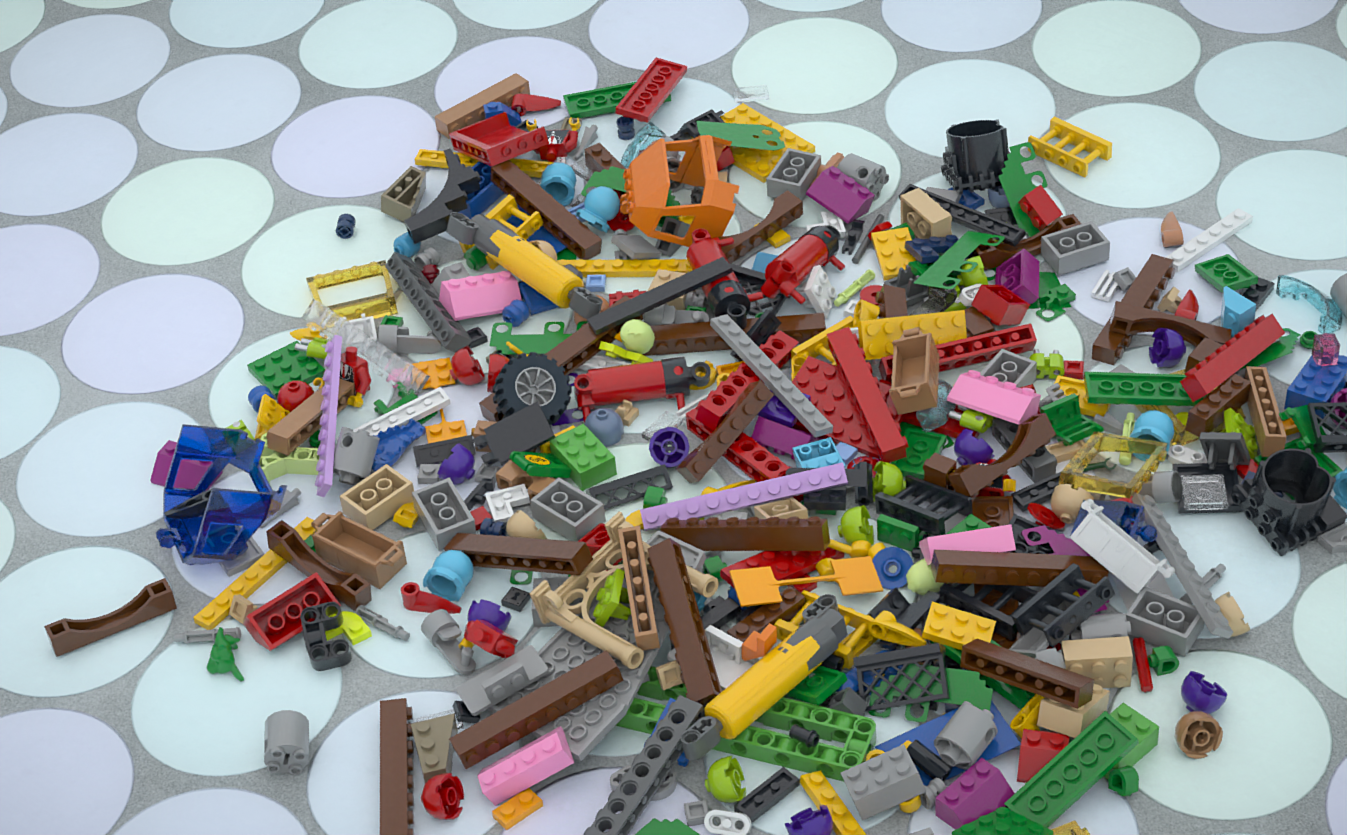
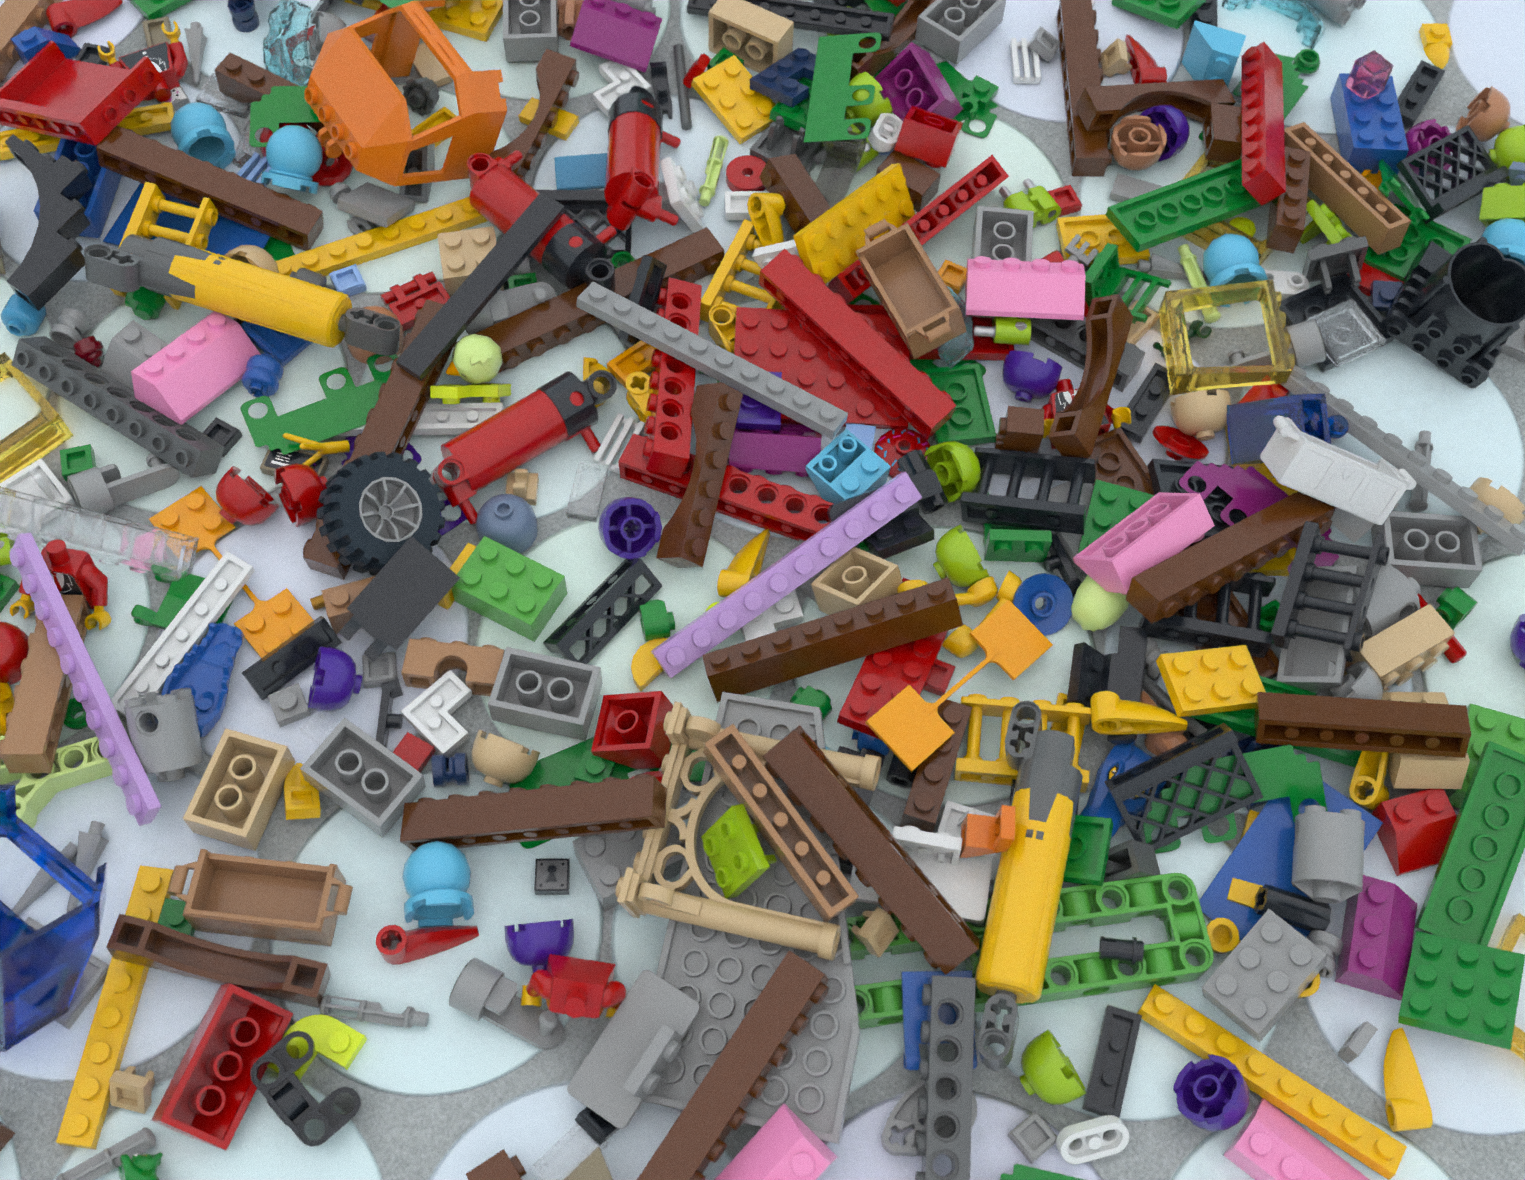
camera: 35 degrees left, 20 degrees up
(541, 464) = (460, 630): green container -> none
(1141, 348) = (1137, 142): none -> nougat cylinder

